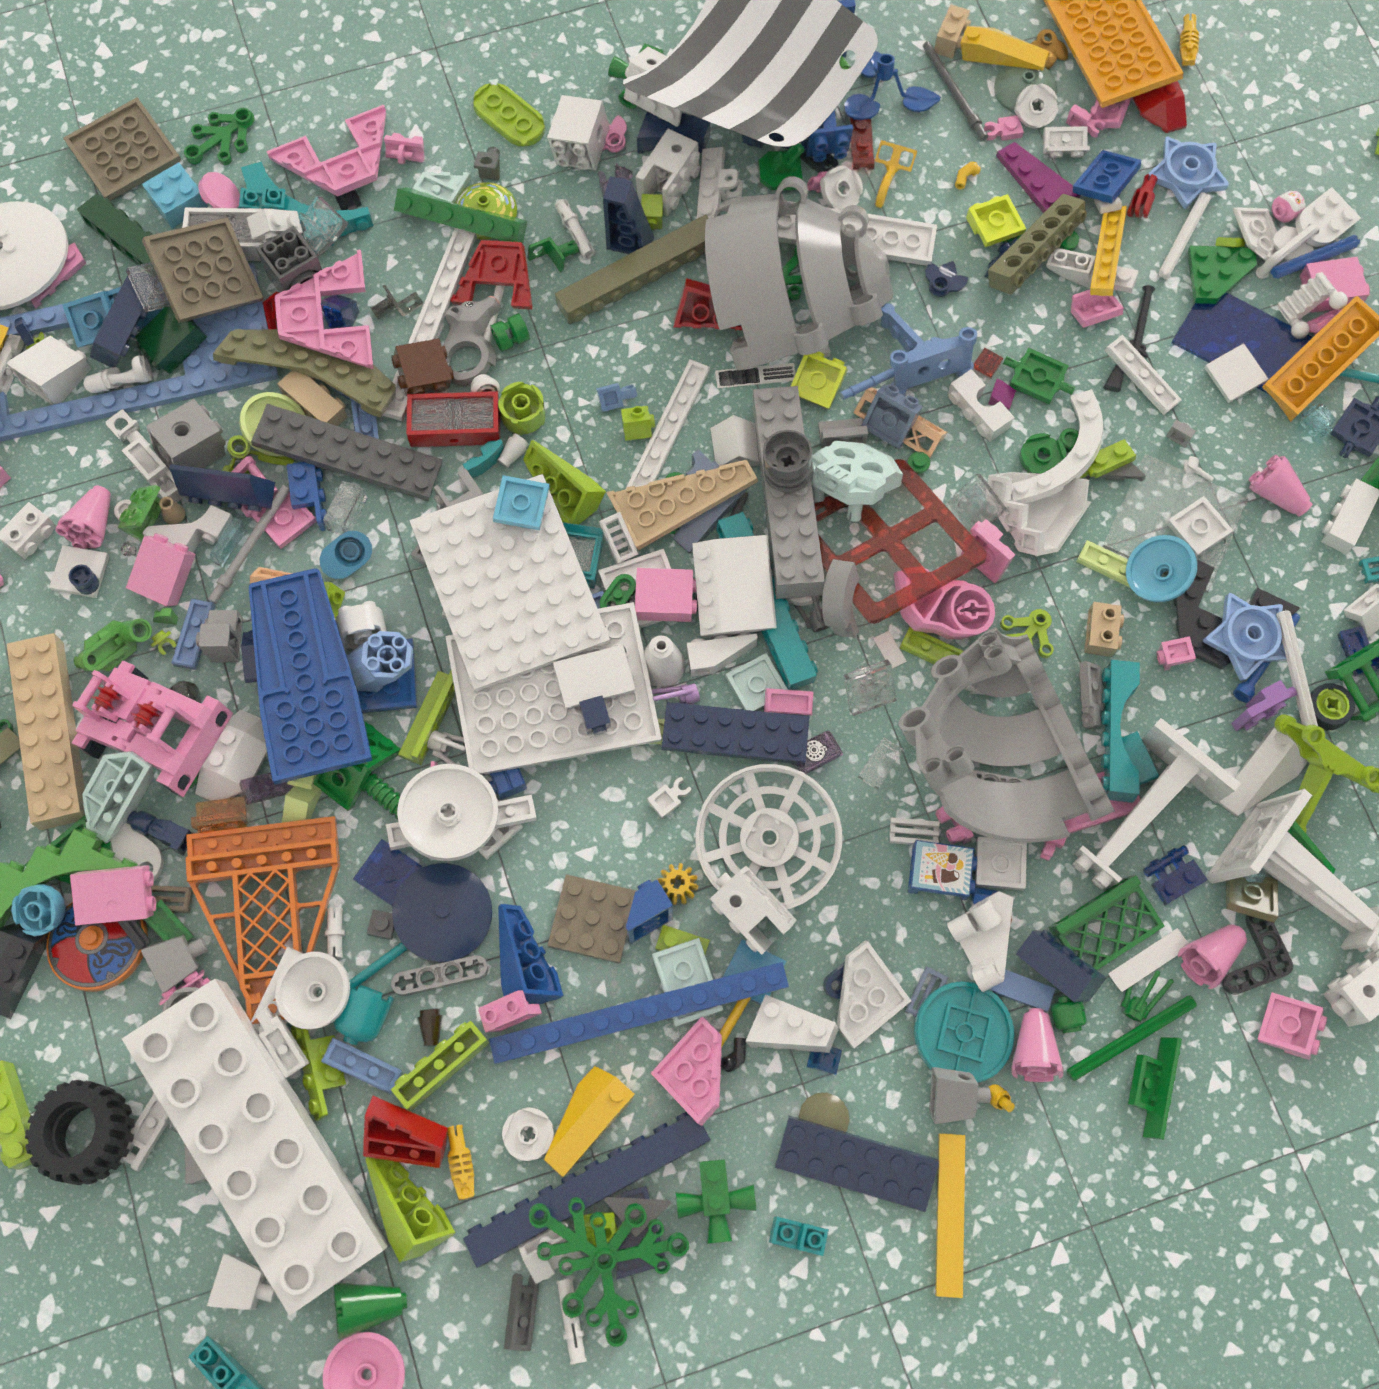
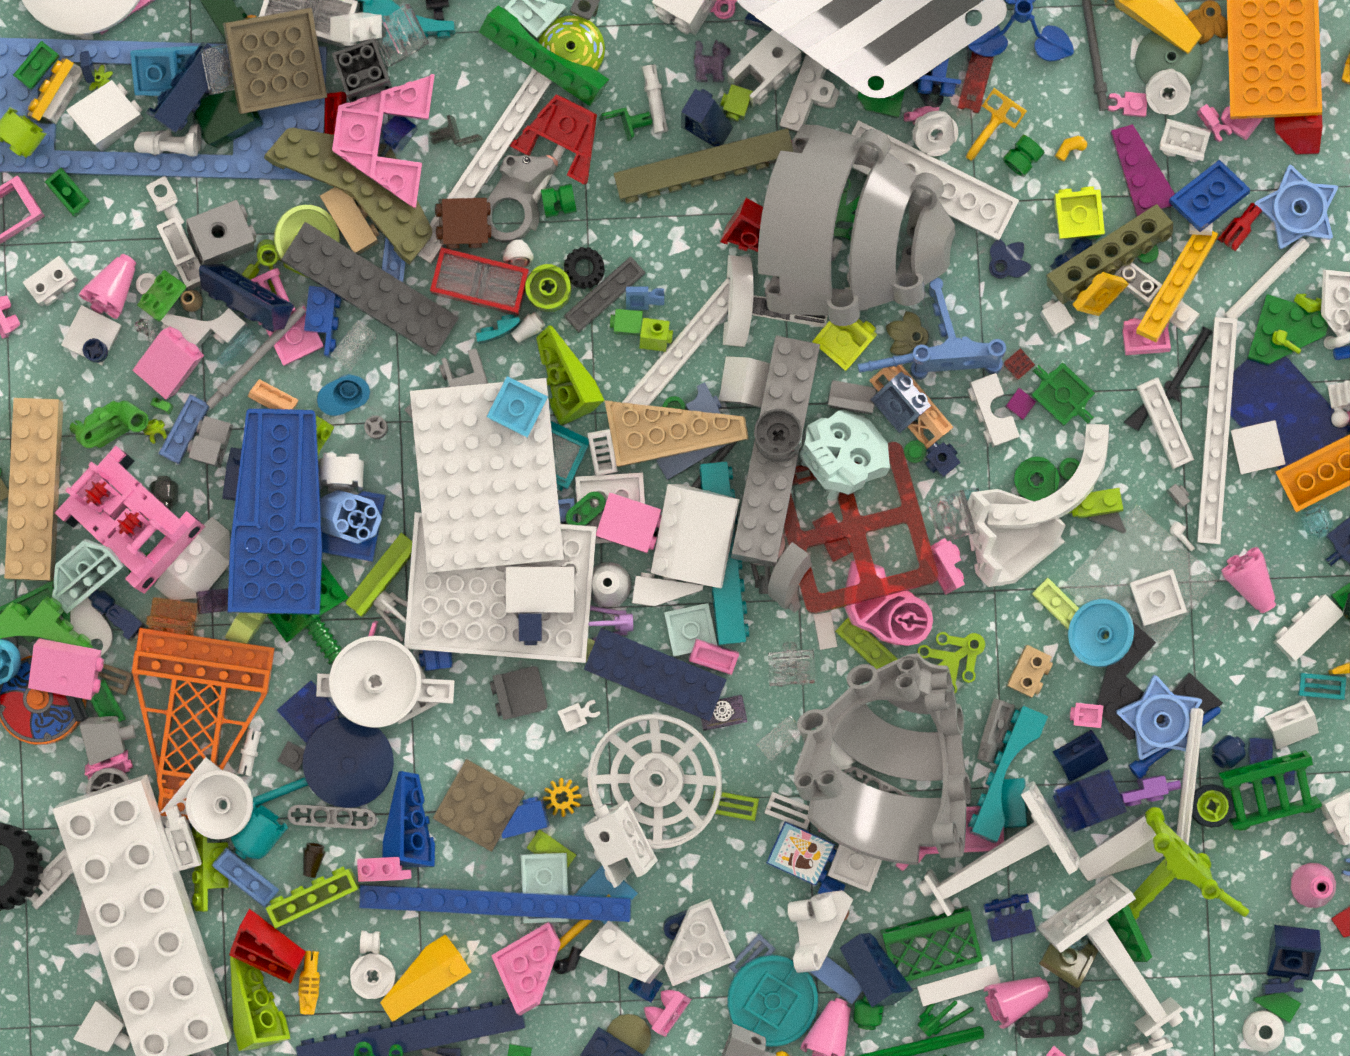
camera: 20 degrees right, 15 degrees up
(27, 447) = (67, 192): none -> green slope
(384, 574) = (372, 425): none -> light grey wheel
(515, 1097) = (370, 942): none -> white wheel
(553, 373) = (584, 281): none -> black tyre
(577, 405) = (604, 294): none -> dark grey tile
(601, 792) = (519, 693): none -> dark grey bracket
(606, 420) = (626, 322): none -> bright green brick
(710, 376) = (740, 301): none -> white slope
(856, 1087) = (665, 1019): none -> bright pink tile
(862, 852) = (738, 806): none -> lime tile
(872, 361) = (904, 332): none -> olive plate
(873, 567) = (835, 549): none -> clear red plate
(927, 188) = (1023, 155): none -> green wheel
(948, 459) = (938, 466): none -> dark blue brick
(1008, 312) = (1056, 317): none -> white brick
(1042, 275) = (1100, 293): none -> yellow plate
(1184, 695) = (1081, 755): none -> dark blue panel
(1194, 370) = (1217, 430): none -> white plate
(1217, 726) = (1089, 800): none -> clear blue slope
(1220, 274) = (1279, 338): none -> lime hand
(1325, 650) = (1228, 751): none -> dark blue head

